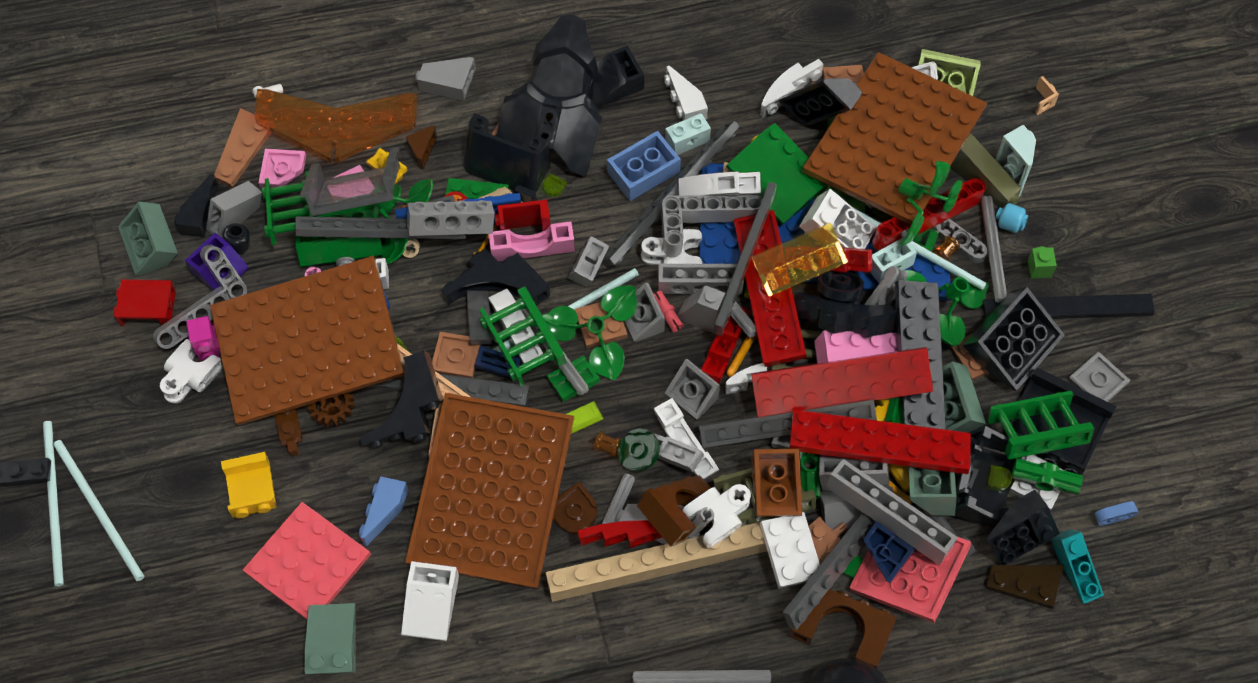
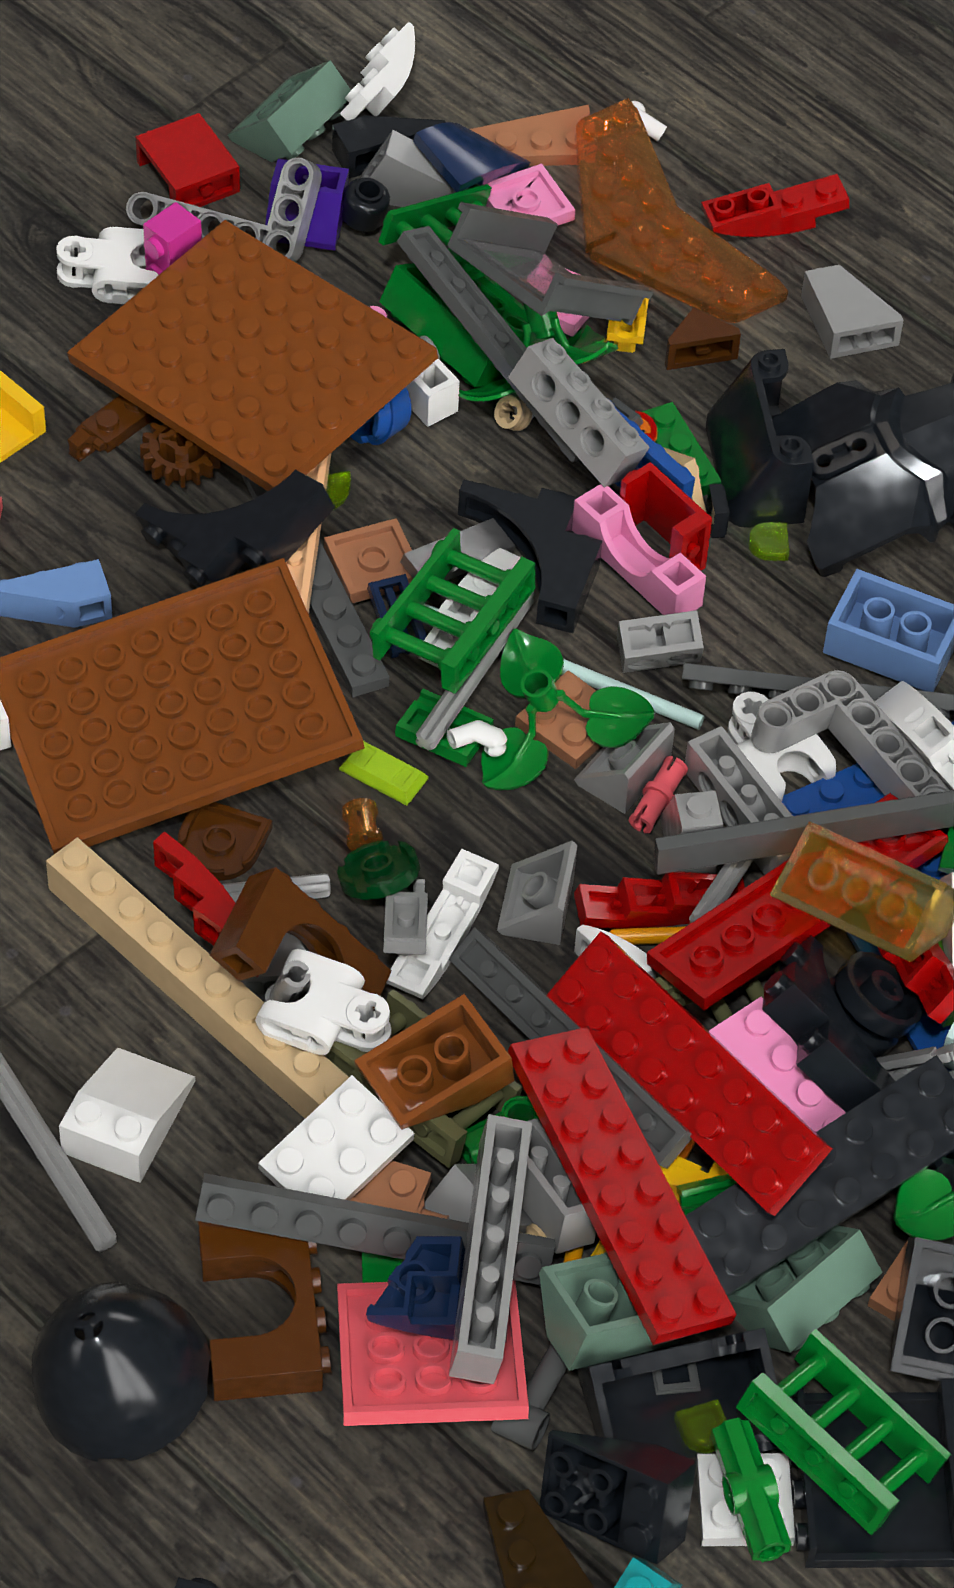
camera: 55 degrees right, 10 degrees down
(155, 181) = (385, 73): none -> white slope
(244, 177) = (466, 156): none -> dark blue slope
(366, 69) = (781, 212): none -> red slope
(591, 365) = (480, 732): none -> white arm
(704, 630) = (124, 1113): none -> white slope

